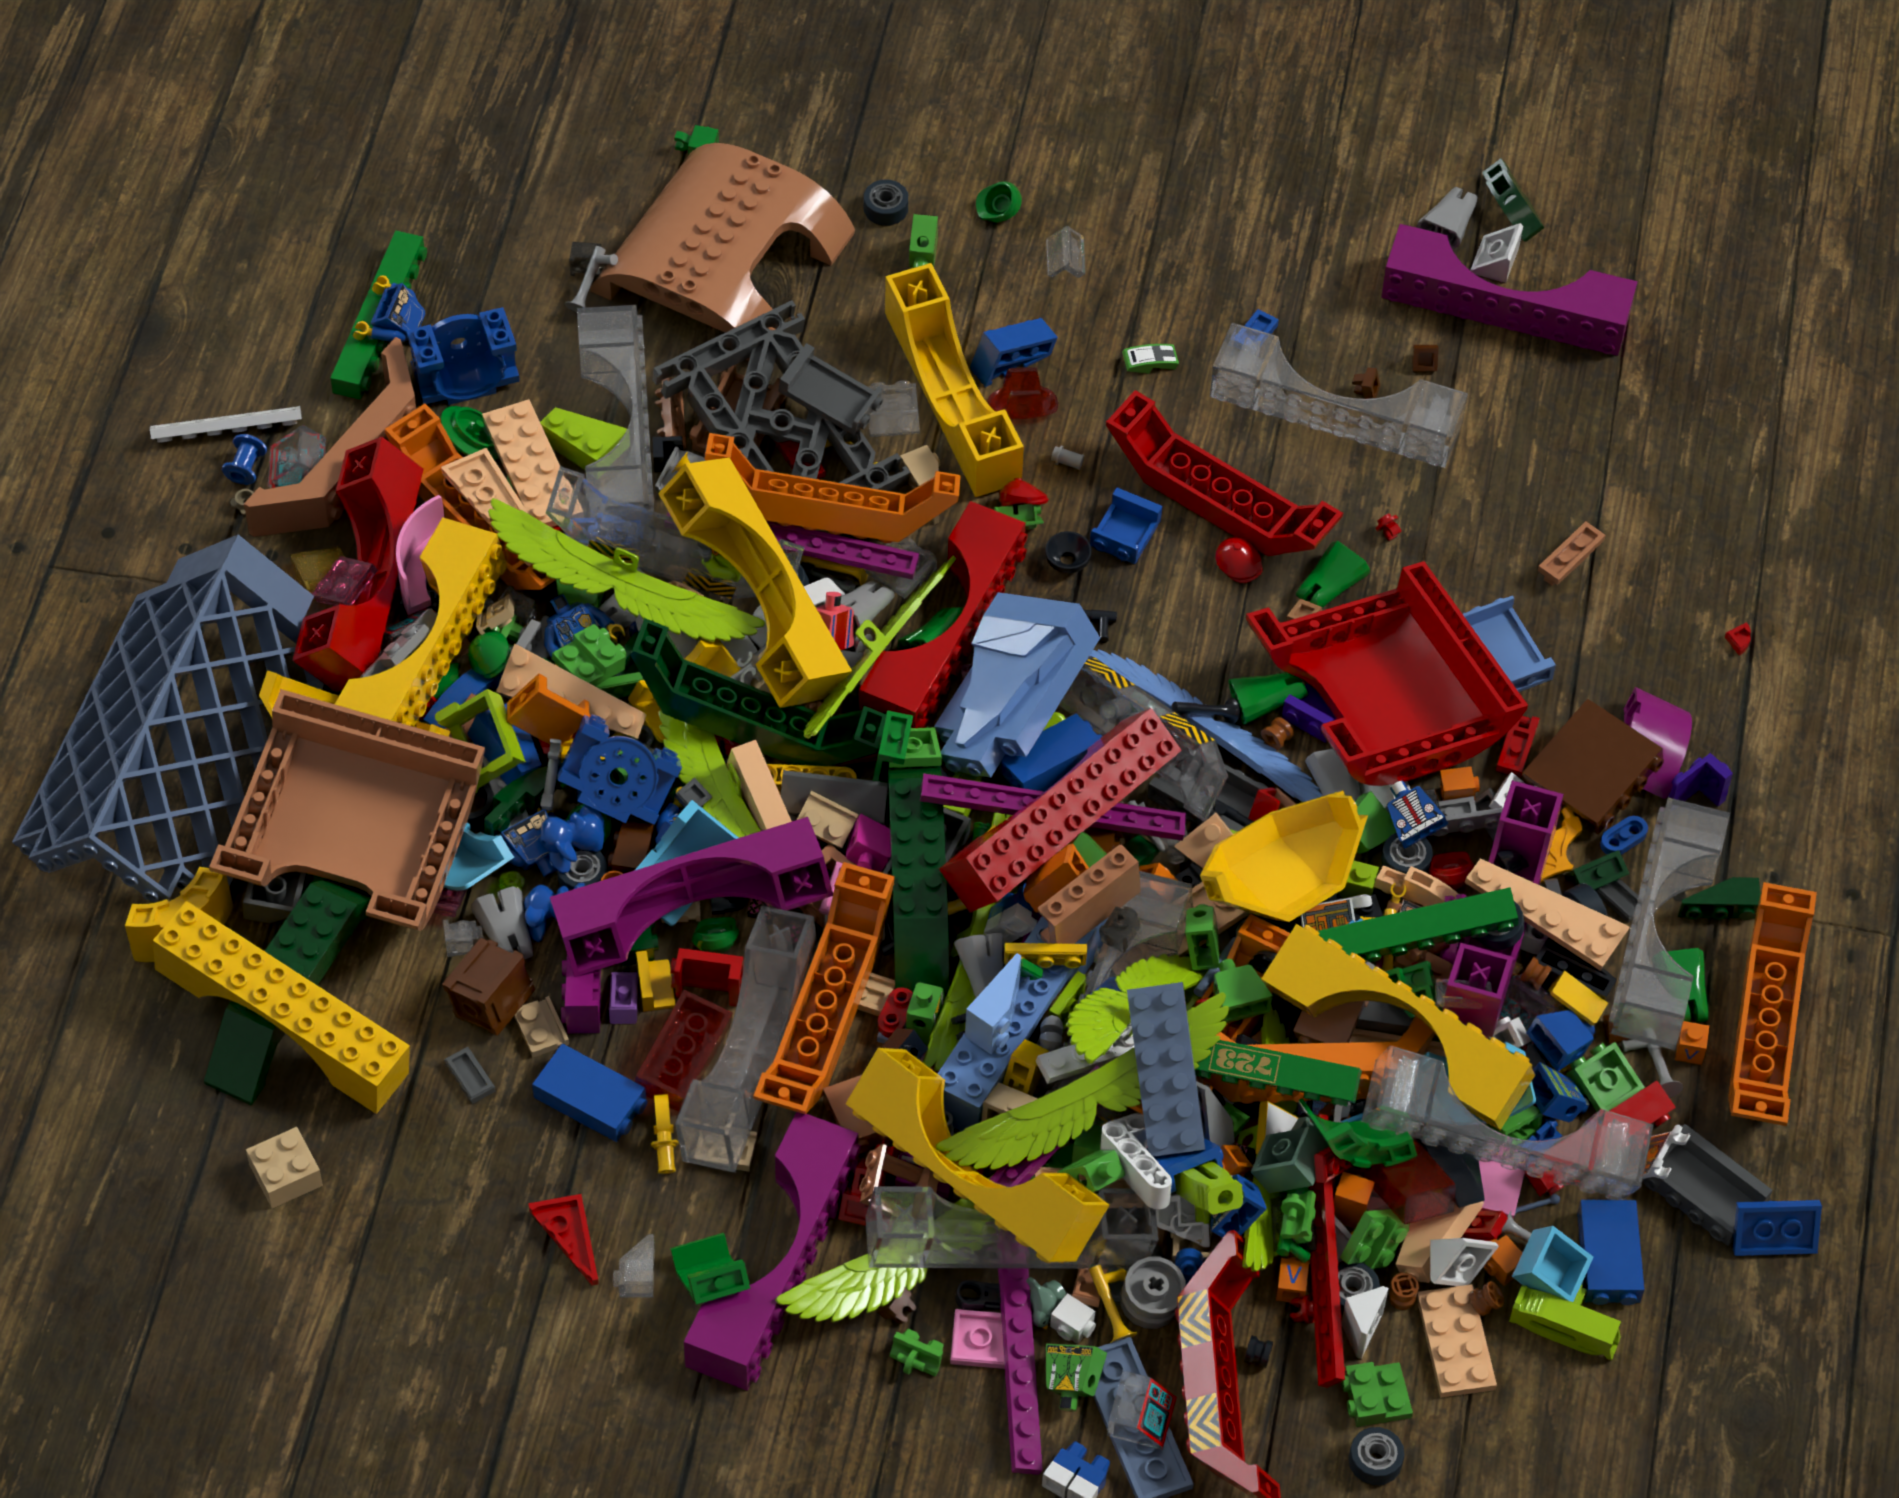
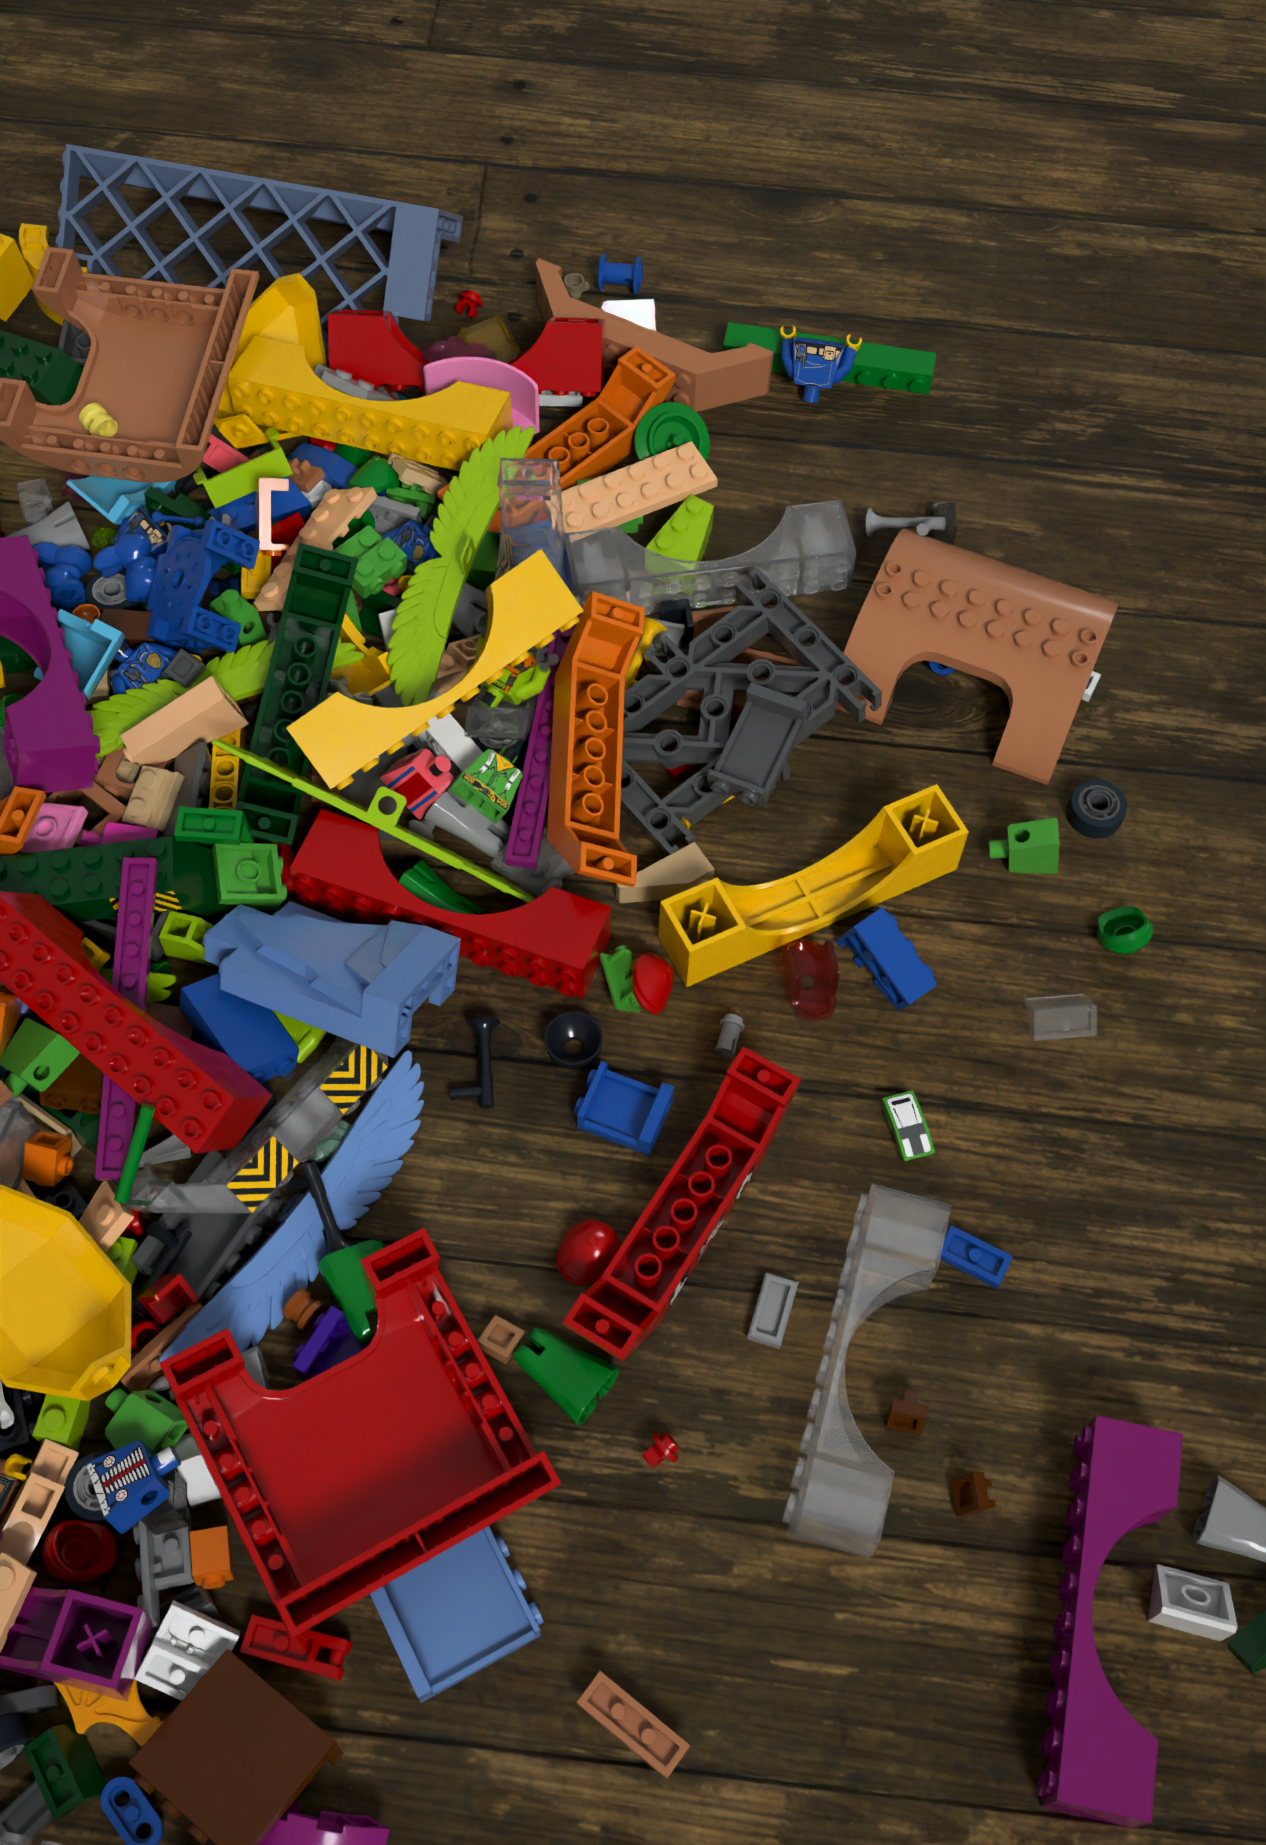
camera: 85 degrees right, 5 degrees up
(215, 425) = (668, 259): white plate -> none
(400, 860) = (95, 419): none -> light yellow wheel
(467, 368) = (764, 415): blue piece -> none
(479, 481) = (585, 444): light nougat wing -> none
(515, 818) = (159, 517): none -> blue hinge
(700, 136) = (1136, 615): green brick -> none
(840, 576) = (490, 783): none -> bright green torso
(898, 411) = (773, 835): clear plate -> none
(1174, 796) = (134, 1153): none -> green bar
(1287, 456) = (772, 1310): none -> light grey tile
(1512, 861) = (42, 1623): black tile -> none

